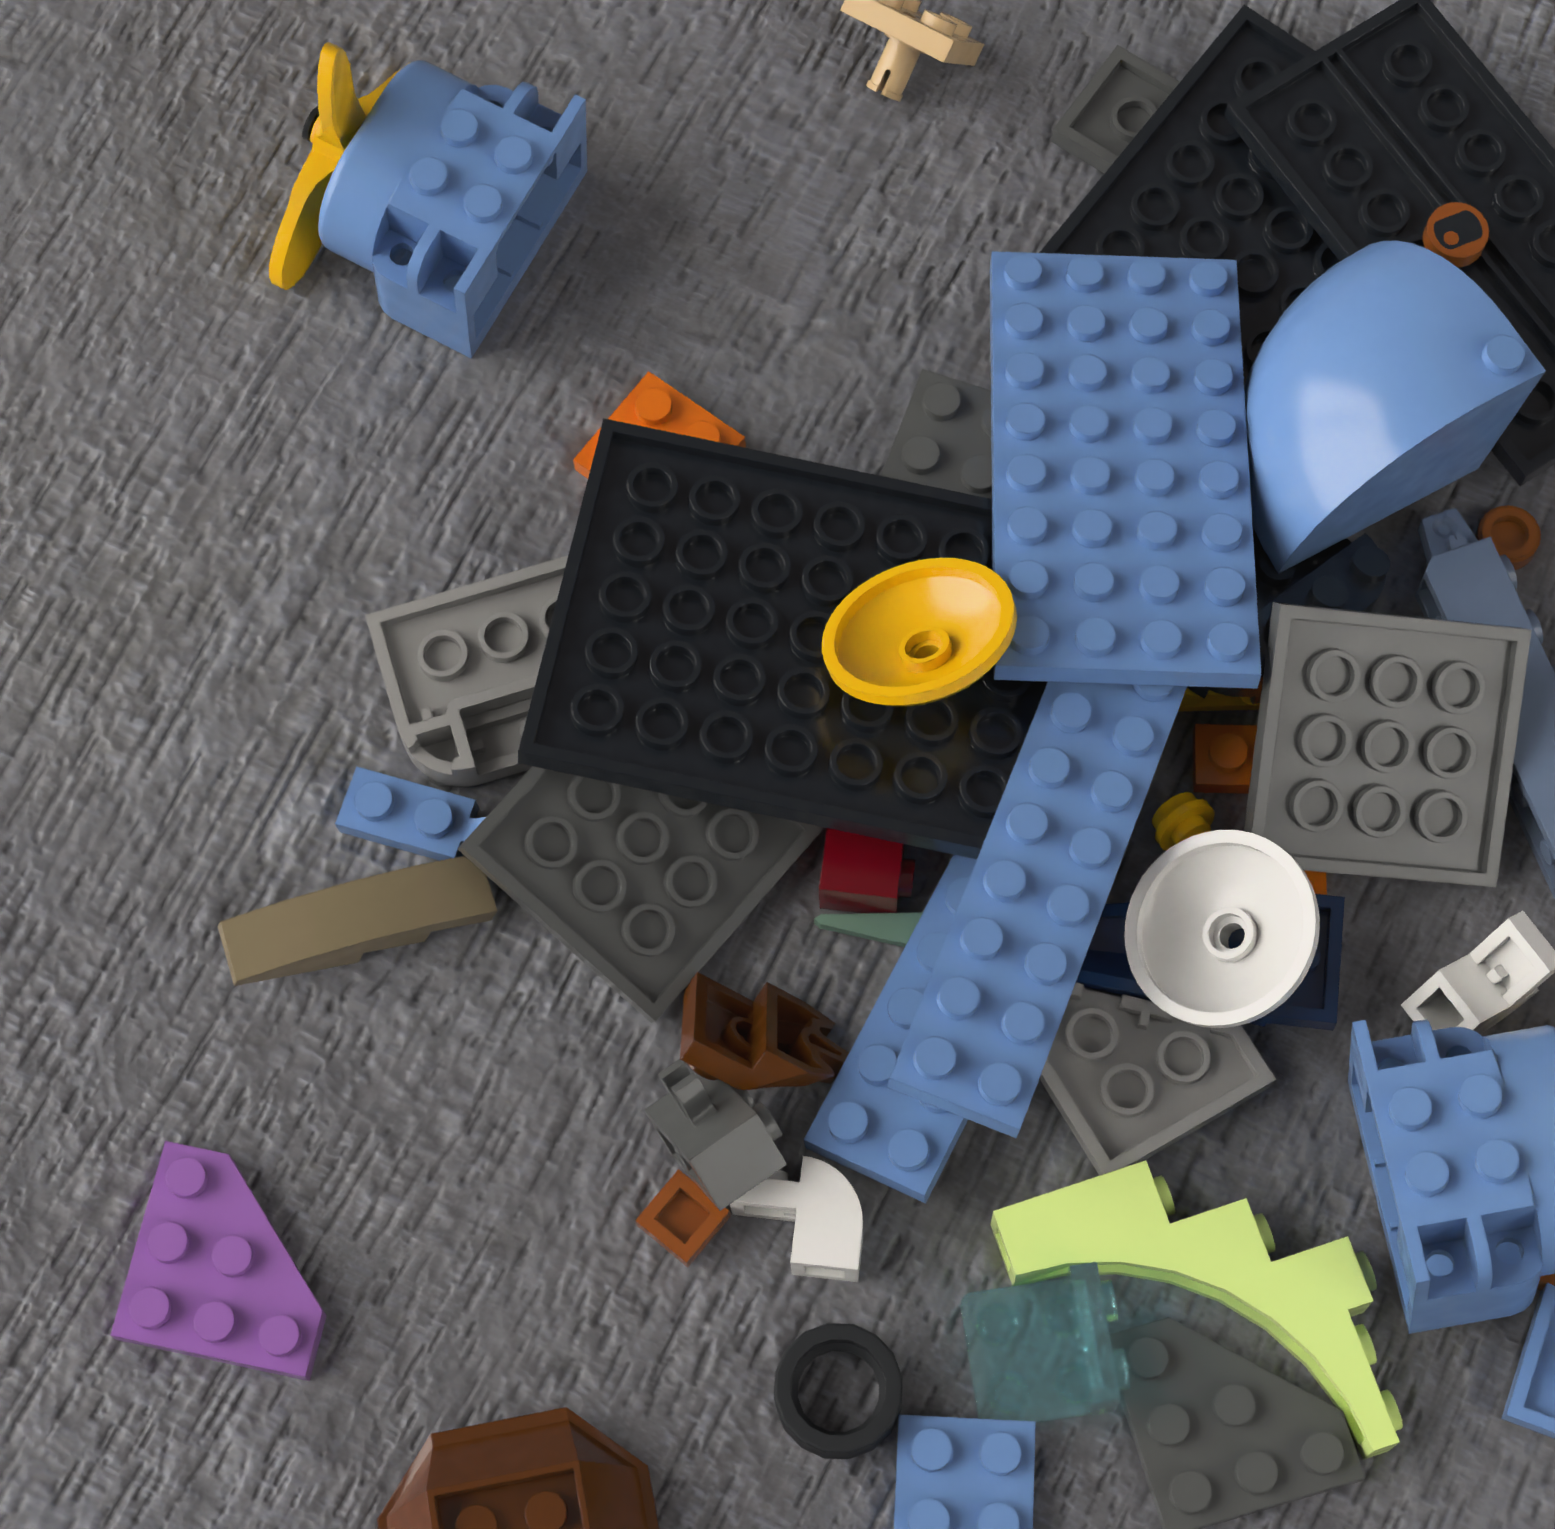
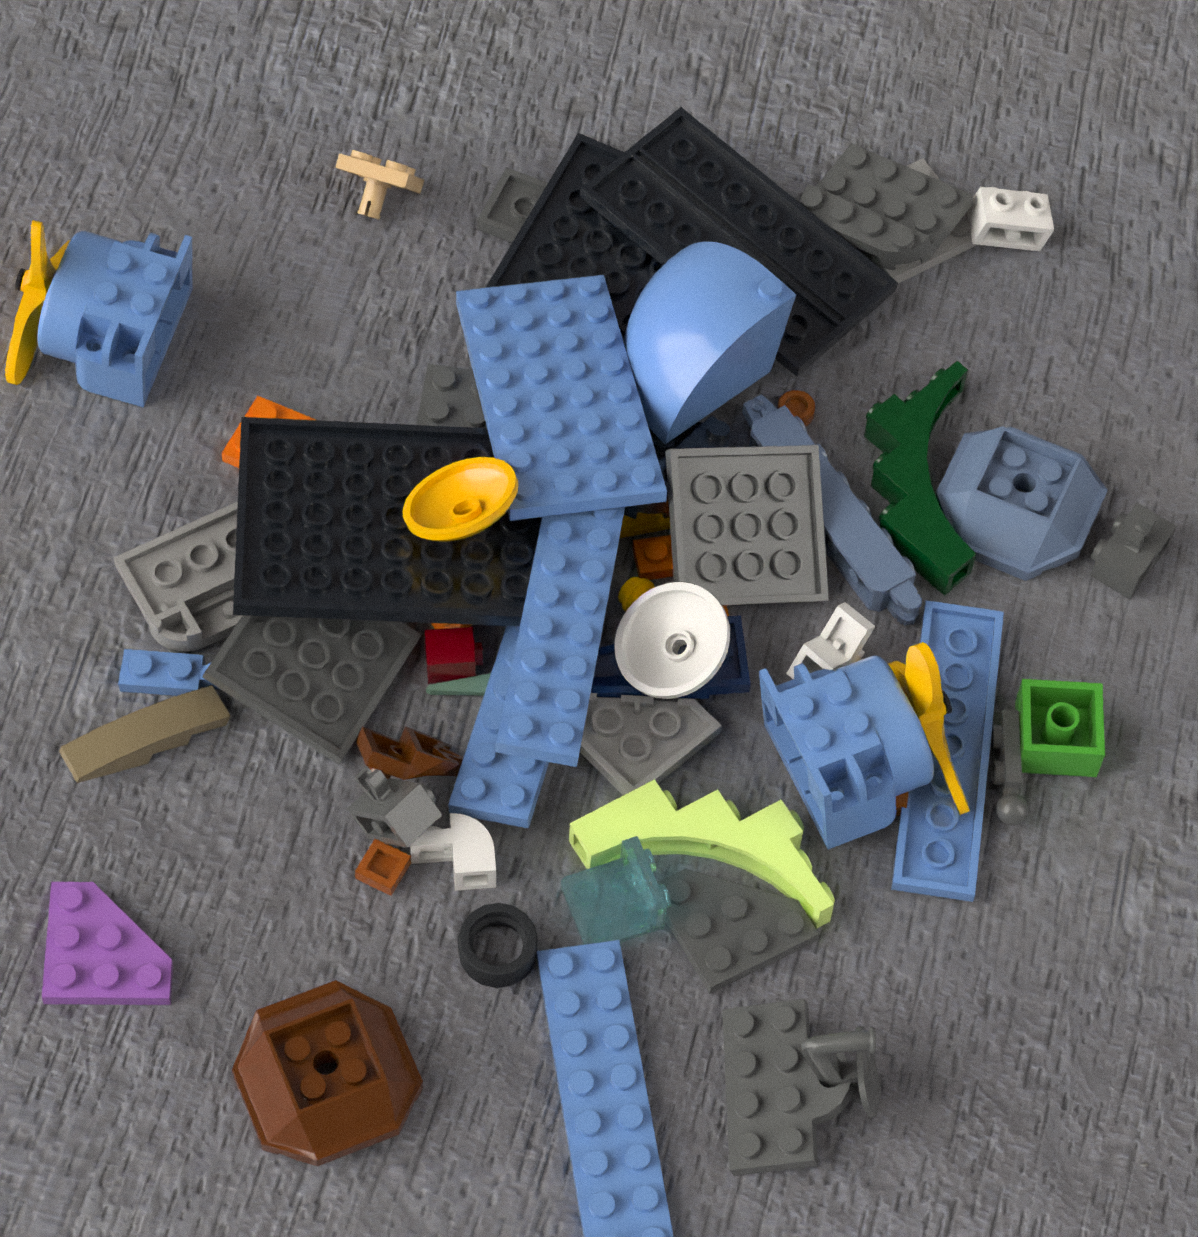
camera: 20 degrees left, 10 degrees down
(1456, 233) = (732, 234): dark orange tile -> none

